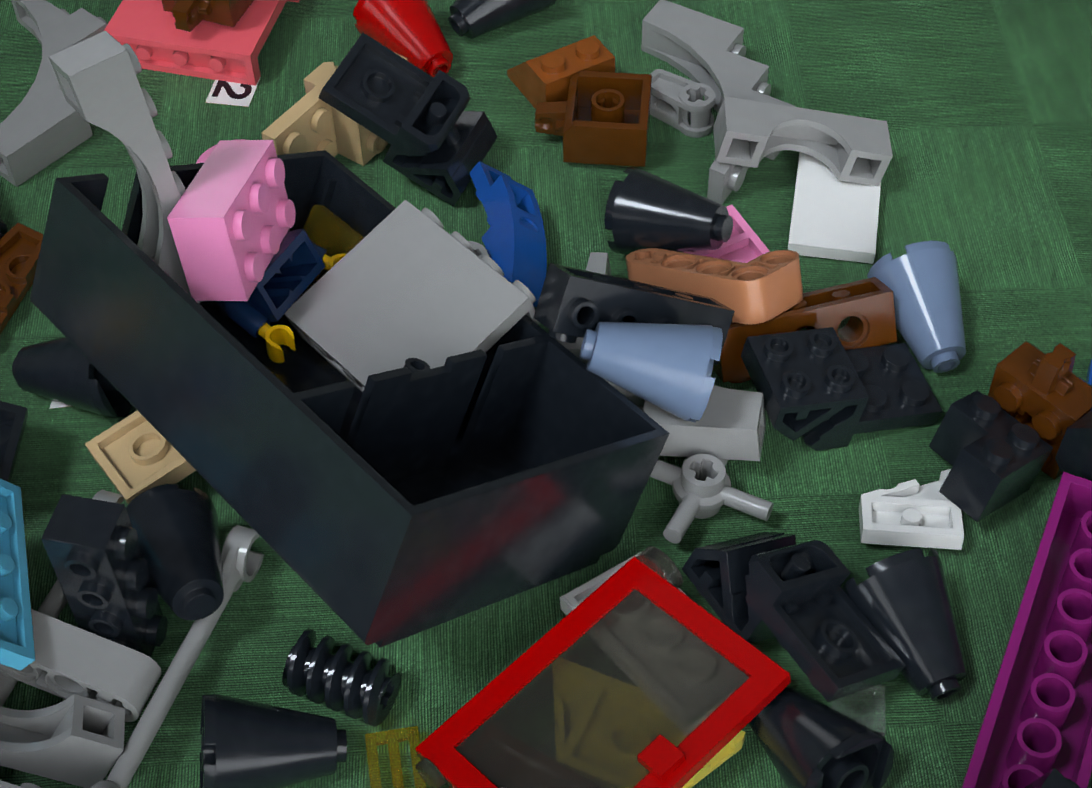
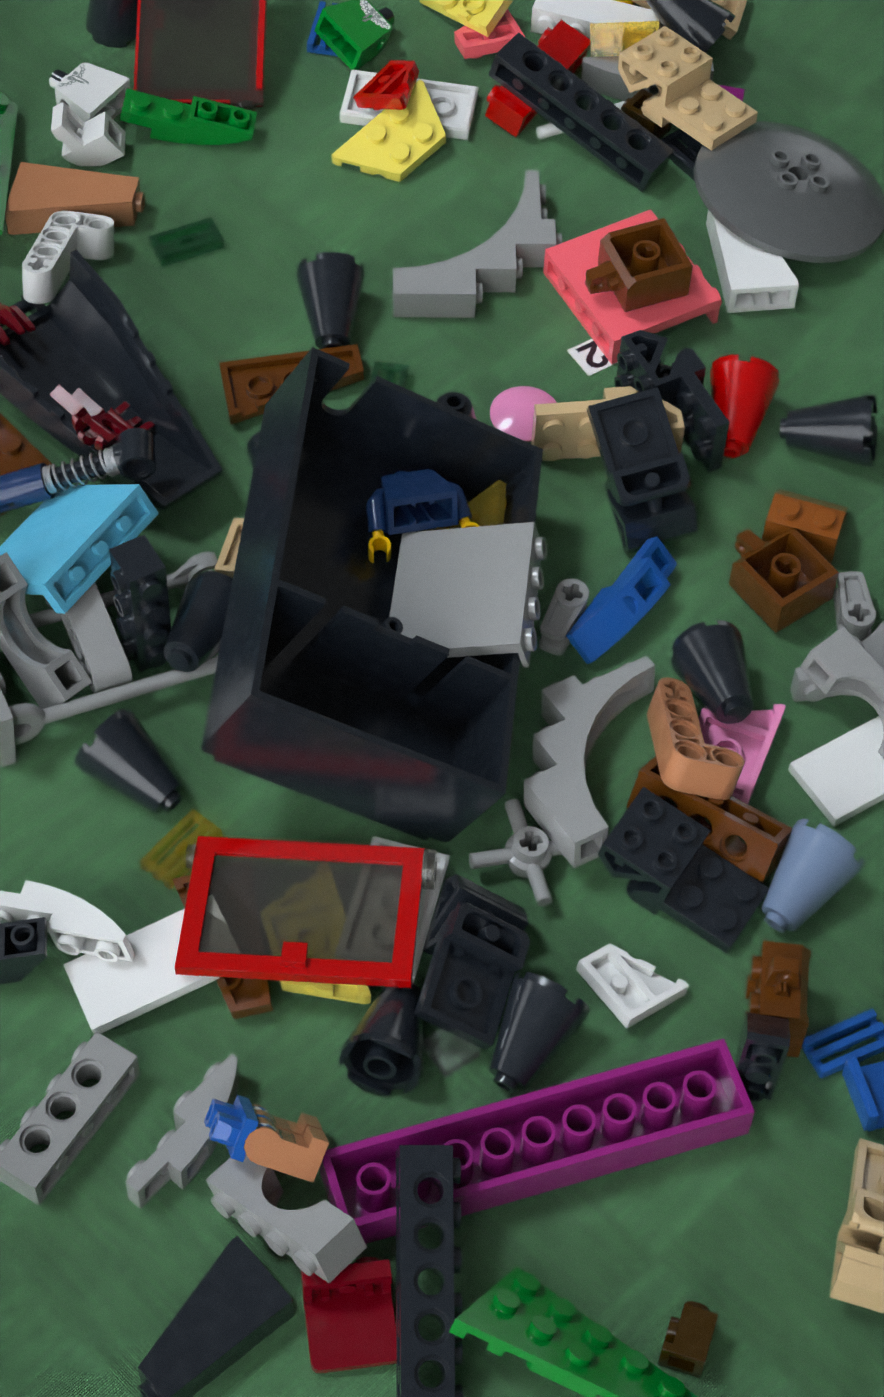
camera: 45 degrees right, 5 degrees up
(104, 89) = (360, 322): light grey arch -> none
(232, 220) = (407, 450): bright pink brick -> none
(301, 45) = (680, 385): none -> black piece
(339, 680) = (213, 782): black piece -> none
(581, 298) = (585, 711): black brick -> none
(657, 362) = (550, 749): sand blue cone -> none
(989, 455) = (710, 996): black brick -> none

